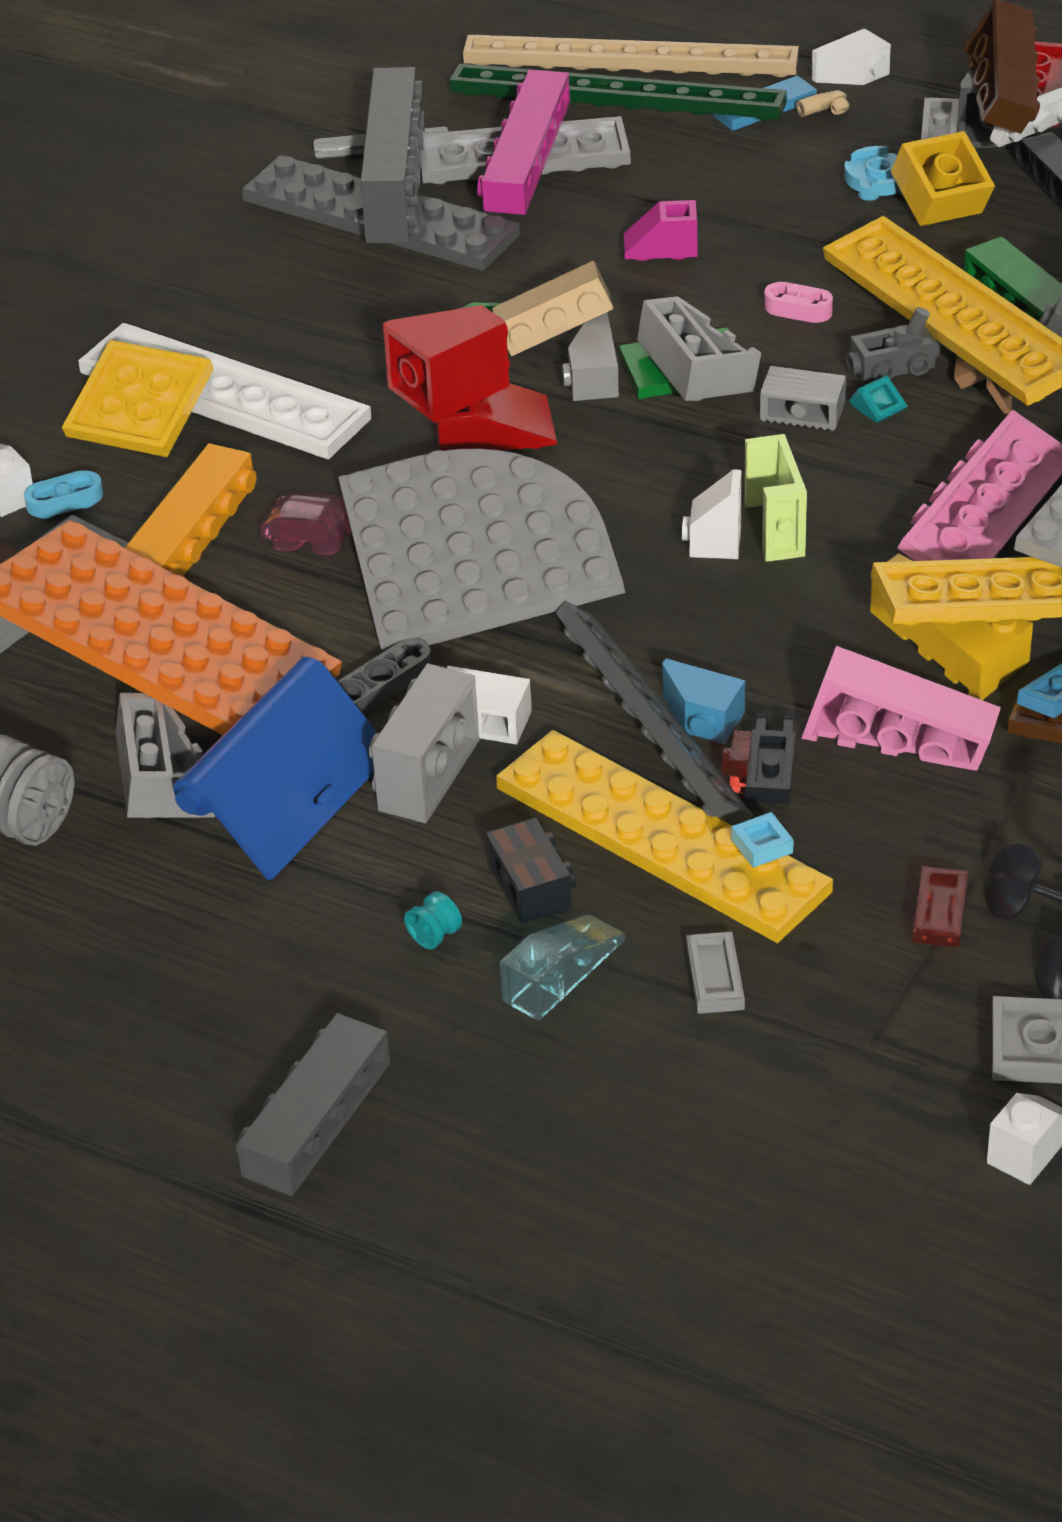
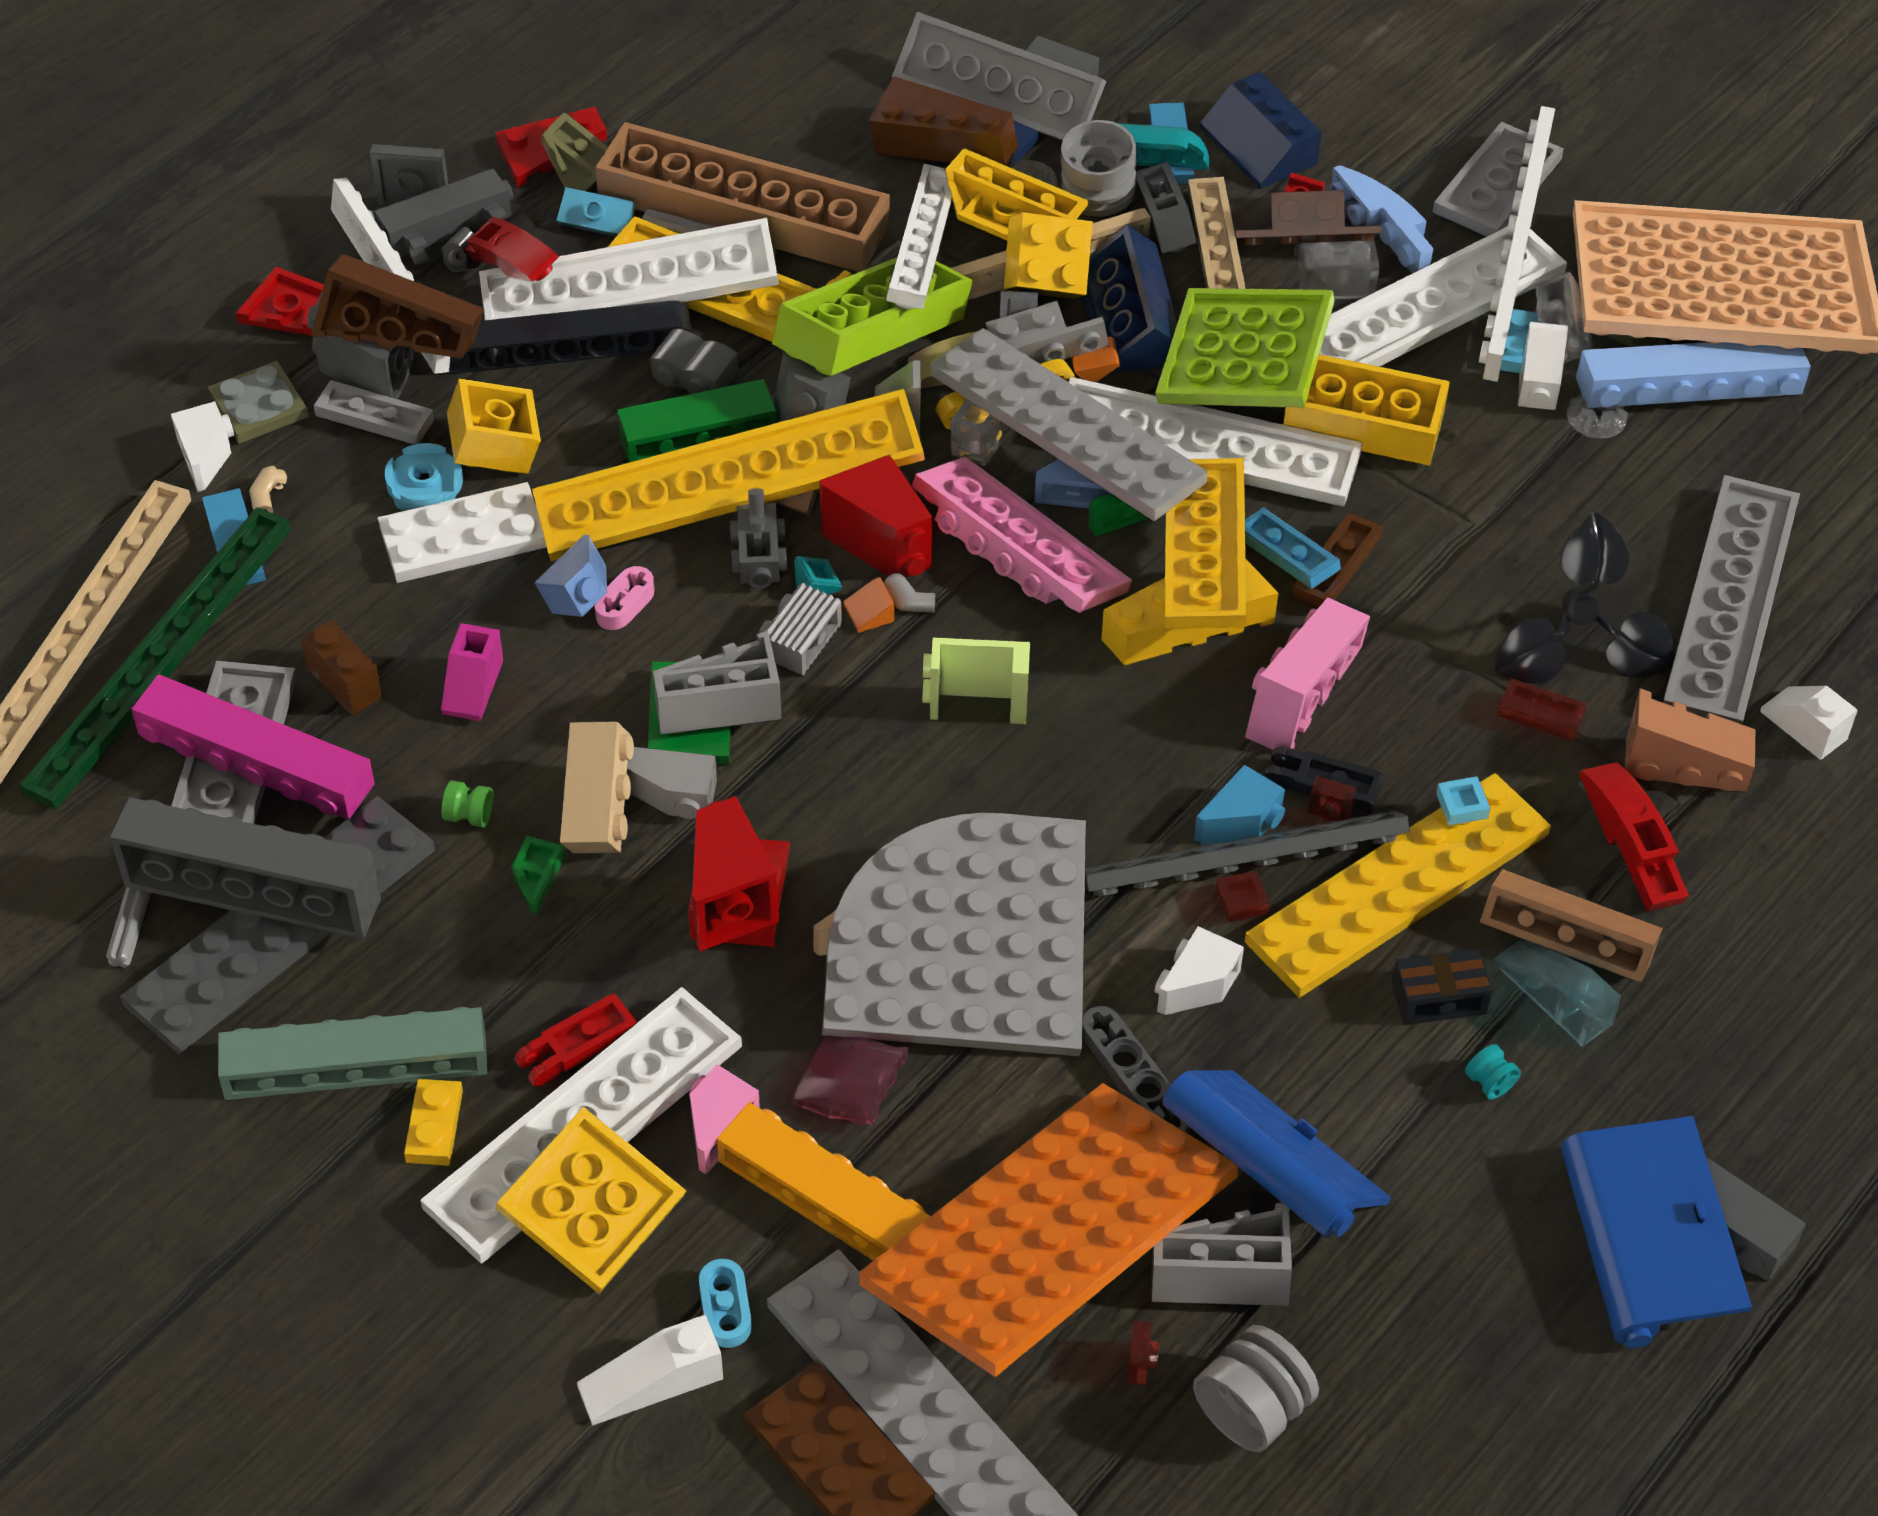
camera: 80 degrees left, 10 degrees up
(56, 728) = (1142, 1352): none -> clear red plate
(208, 322) = (433, 1122): none -> yellow plate
(257, 266) = (352, 1053): none -> sand green brick
(260, 1048) = (1642, 1230): none -> blue door
(263, 441) = (714, 1105): none -> bright pink slope
(305, 367) = (575, 1039): none -> red hinge
(425, 743) = (1270, 1025): light grey brick -> none
(525, 264) = (464, 803): none -> bright green wheel
(596, 721) = (1242, 896): none -> clear red plate
(635, 952) = (1571, 925): none -> medium nougat brick
(641, 173) = (341, 667): none -> reddish brown brick
(715, 972) = (1588, 881): light grey tile -> none
(716, 520) = (990, 731): white slope -> none
(781, 984) = (1640, 832): none -> red slope
(799, 263) = (575, 580): none -> medium blue slope
(824, 200) = (462, 532): none -> white plate
(859, 439) = (870, 606): none -> orange slope
(877, 457) = (905, 596): none -> light grey arm
(920, 78) = (258, 401): none -> piece
(924, 1015) = (1687, 748): none -> nougat wedge
(952, 404) = (877, 518): none -> red slope

